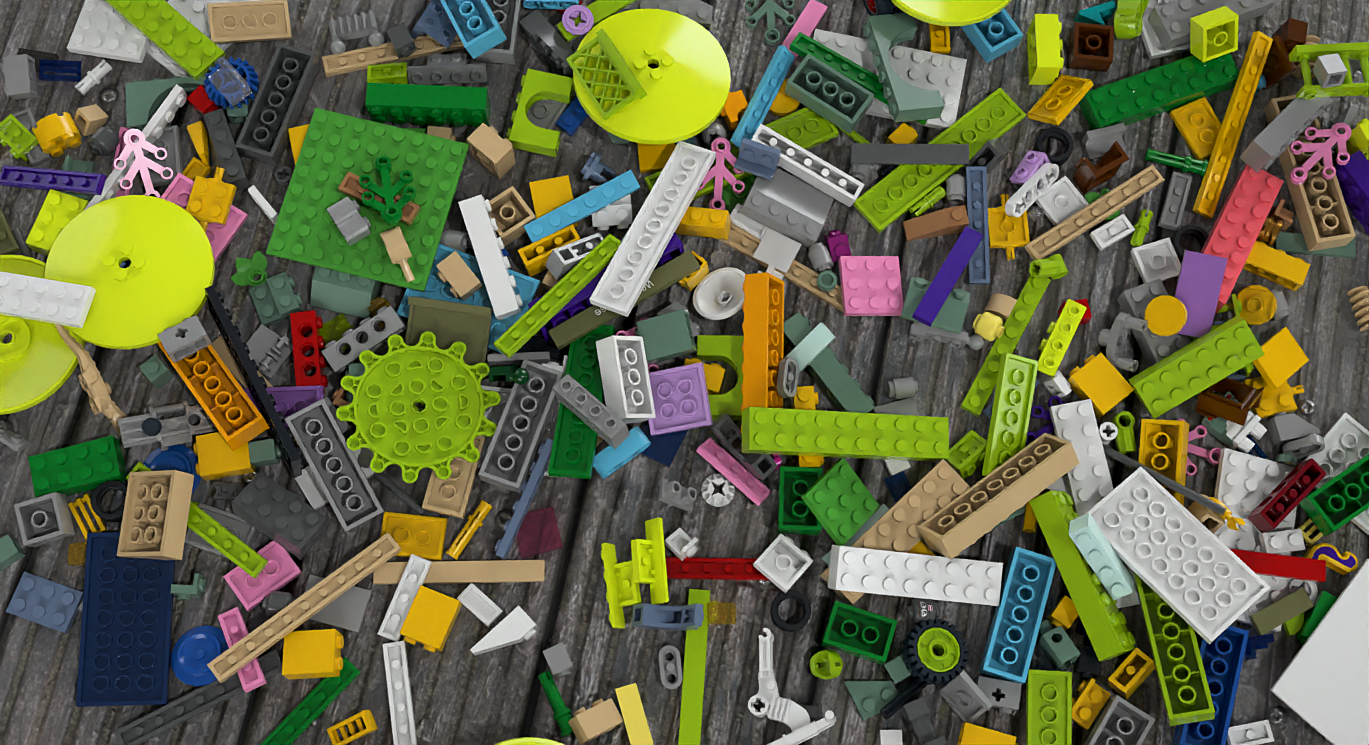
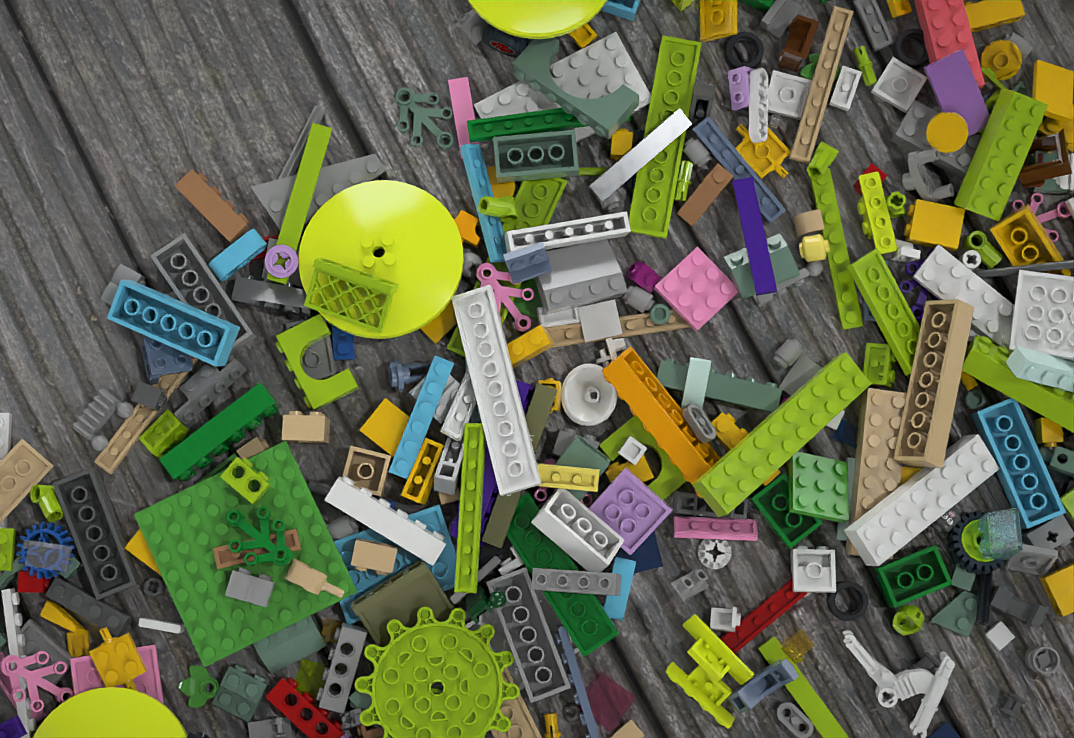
camera: 35 degrees left, 10 degrees up
(264, 54) = (48, 501): none -> lime piece
(334, 381) = (351, 719): none -> dark grey piece
(412, 145) = (243, 484): none -> lime brick
(613, 225) = (460, 409): none -> white tile
(652, 332) = (569, 477): none -> light yellow plate
(719, 357) = (632, 450): none -> white plate
(773, 110) = (499, 207): none -> lime piece
(955, 651) = (1000, 534): none -> clear light blue slope
(1023, 540) = (974, 399): none -> sand green tile
(1080, 343) = (895, 204): none -> lime piece

